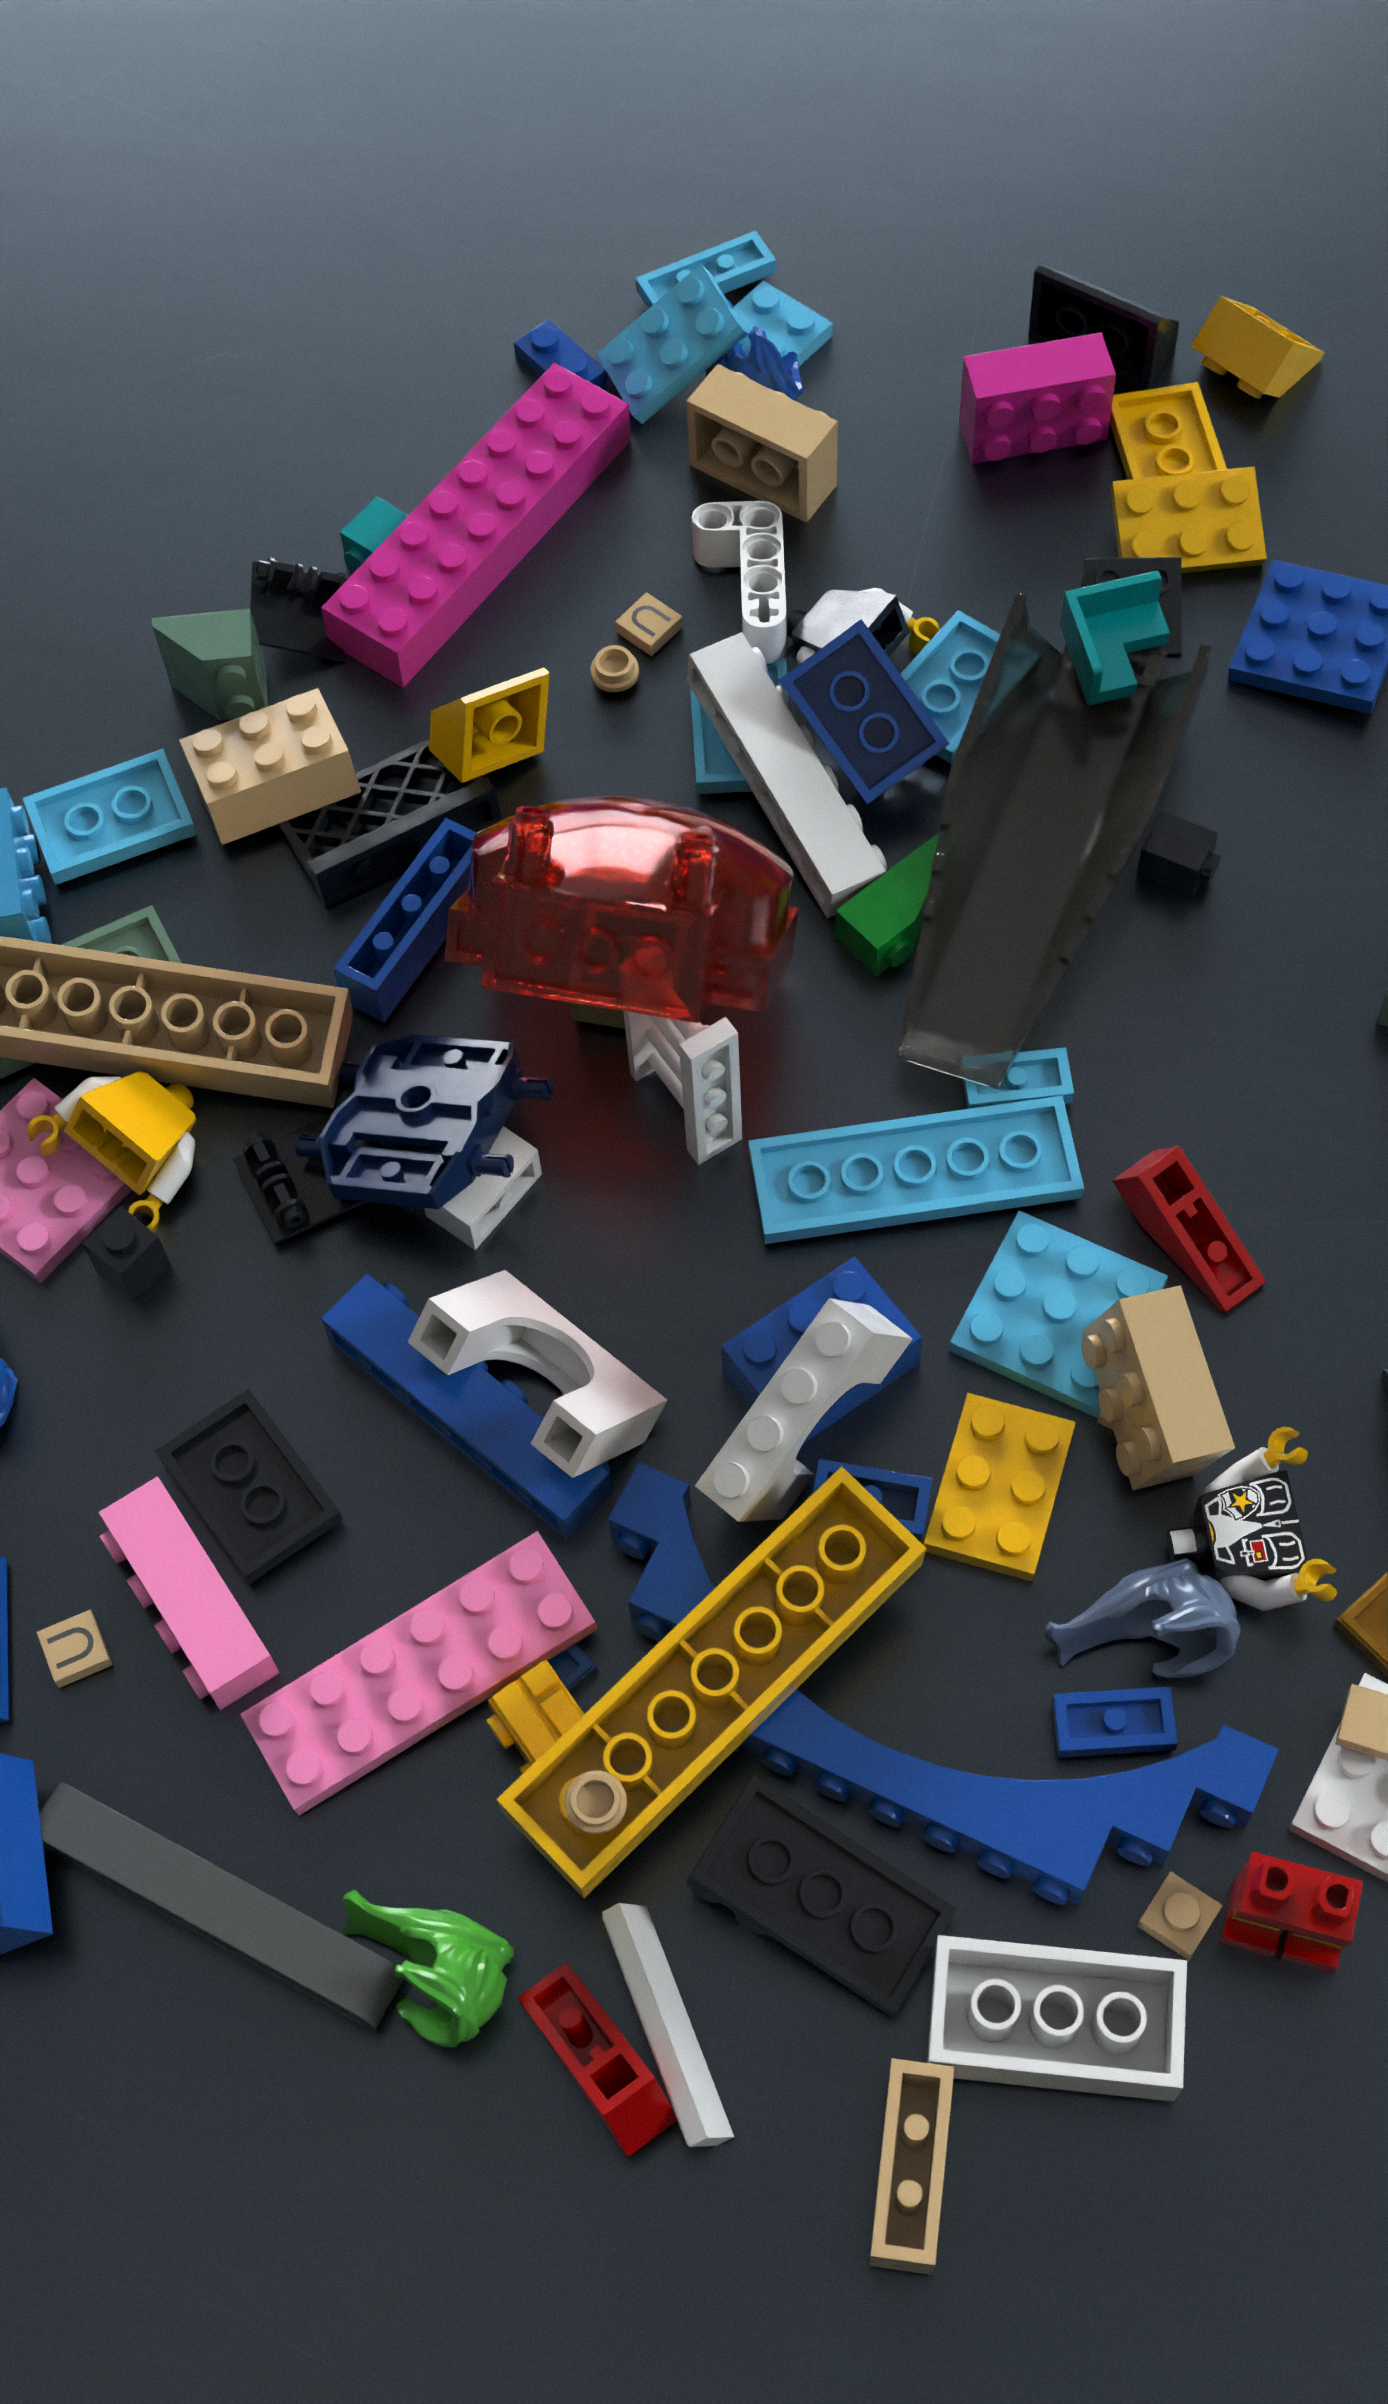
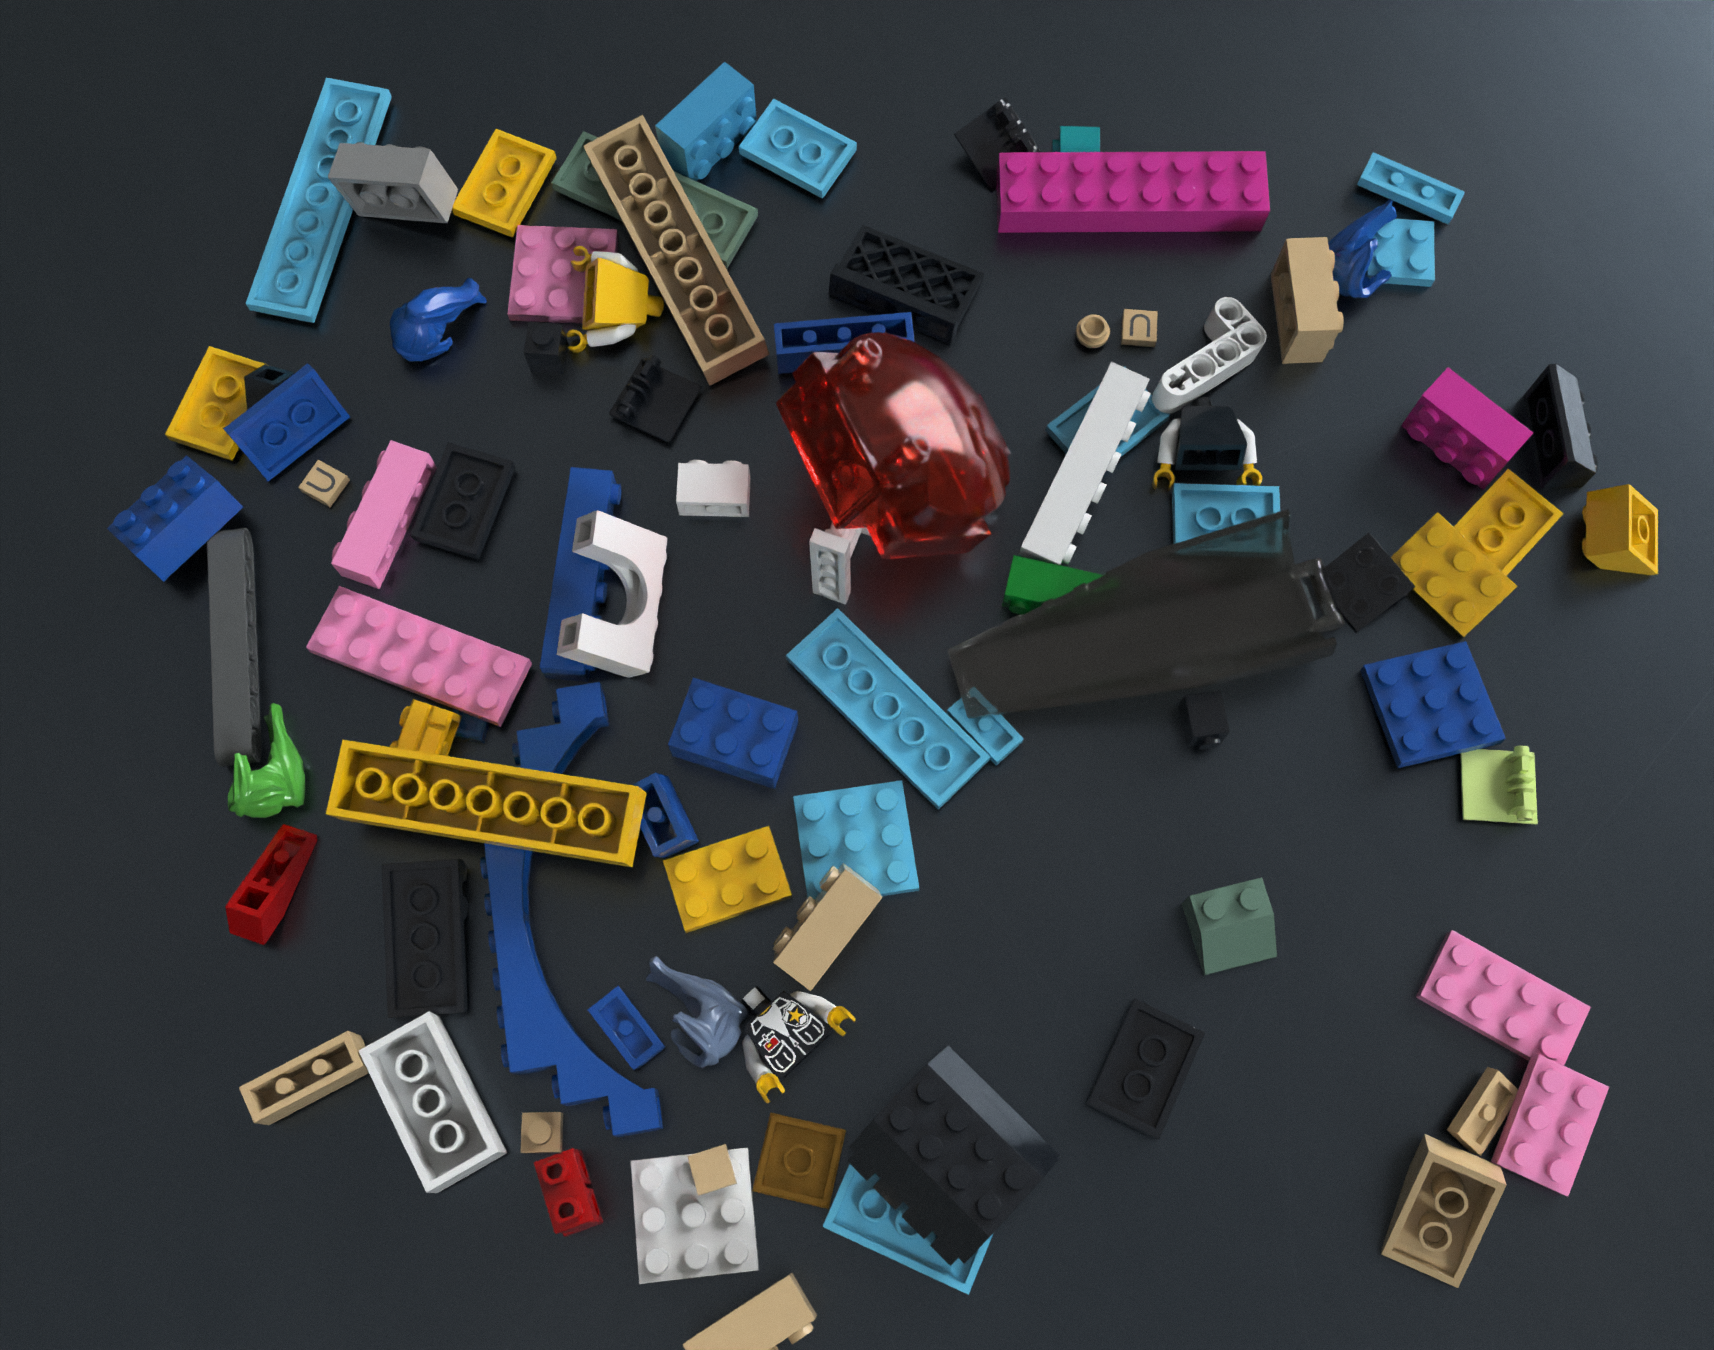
camera: 50 degrees right, 10 degrees up
(214, 661) = (929, 130): sand green slope -> none
(270, 766) = (884, 202): tan brick -> none
(468, 1099) = (751, 446): dark blue piece -> none
(491, 726) = (993, 294): yellow slope -> none
(551, 345) = (1284, 154): blue plate -> none
(596, 1802) = (368, 789): tan plate -> none
(667, 2025) = (309, 907): white tile -> none
(671, 343) = (1337, 203): medium azure plate -> none
(757, 1466) = (642, 743): white arch -> none
(864, 711) = (1150, 481): blue brick -> none
(1106, 624) = (1327, 575): teal panel -> none
(1189, 1225) = (957, 881): red slope -> none

